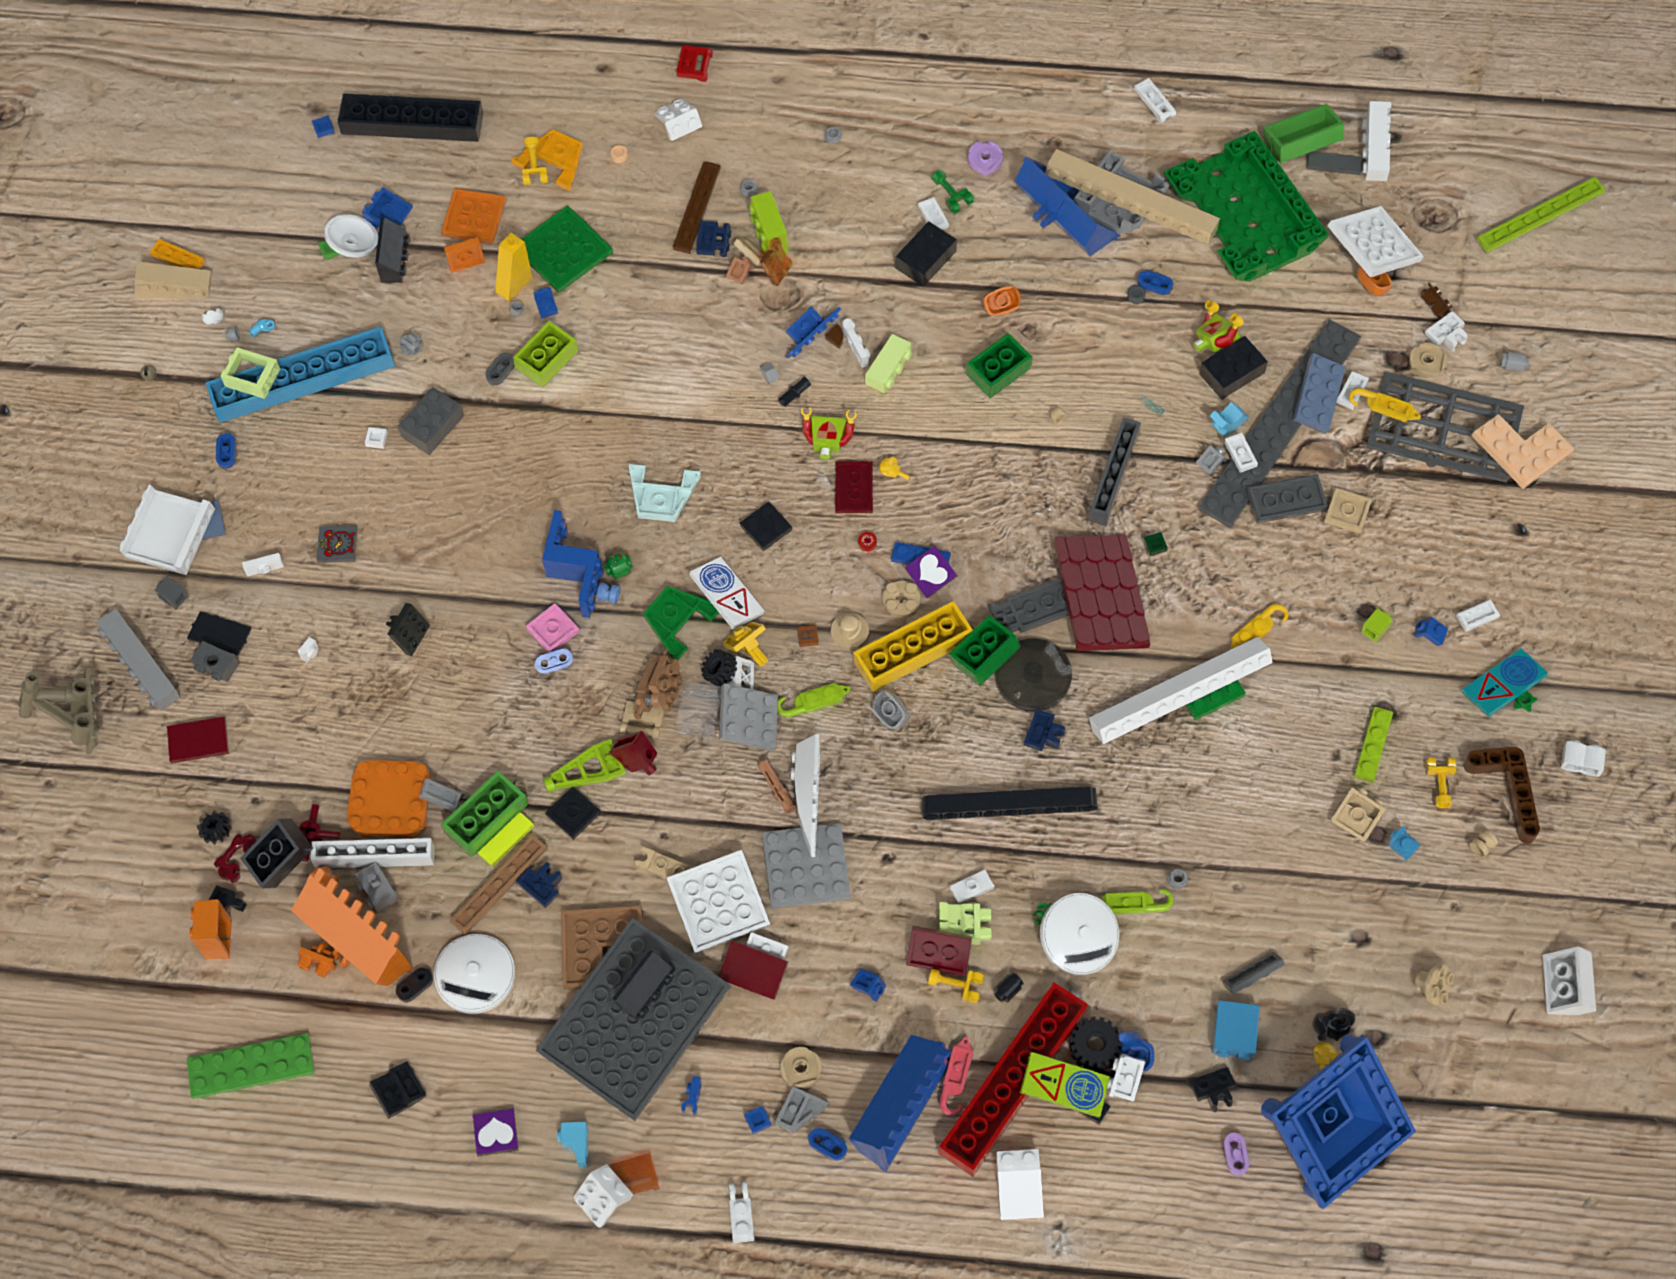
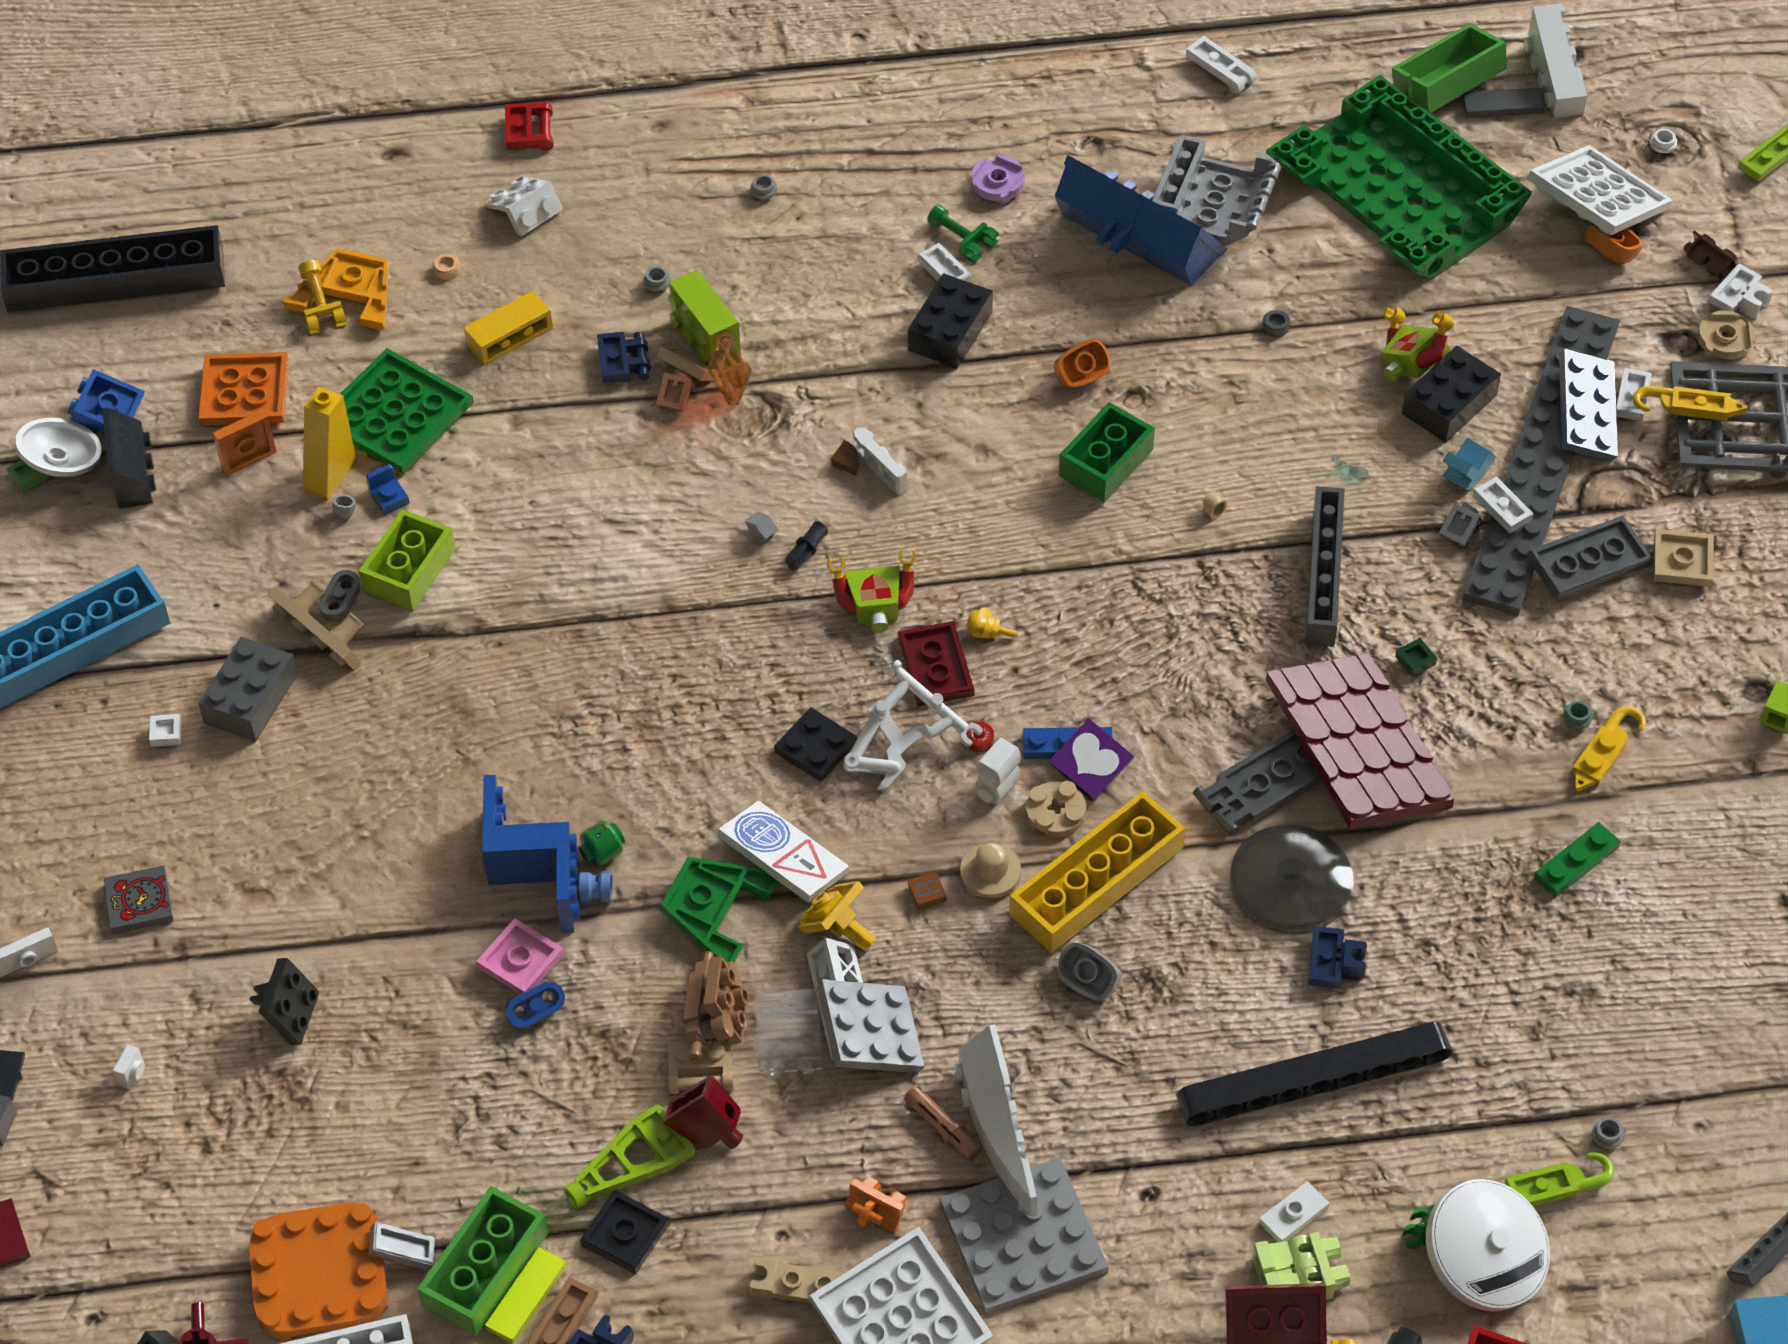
camera: 15 degrees left, 10 degrees down
(411, 344) = (189, 585): light grey gear -> none
(472, 374) = (321, 637): none -> tan plate
(646, 205) = (508, 327): none -> yellow brick
(658, 500) = (639, 738): light aqua wing -> none
(696, 207) = (584, 320): reddish brown tile -> none
(722, 831) = (875, 1206): none -> orange hips
(724, 674) = (792, 955): black tyre -> none
(806, 327) = (799, 451): blue bracket -> none
(806, 518) = (880, 718): none -> white piece
(815, 699) = (965, 982): lime plate -> none
(869, 569) = (998, 771): none -> white brick
(888, 363) = (939, 480): yellowish green brick -> none
(984, 650) = (1210, 854): green brick -> none
(1132, 196) = (1237, 186): tan brick -> none
(1155, 283) = (1299, 301): blue plate -> none
(1180, 690) = (1522, 856): white brick -> none
(1246, 599) = (1580, 709): none -> sand green plate
(1435, 208) = (1663, 141): none -> white plate

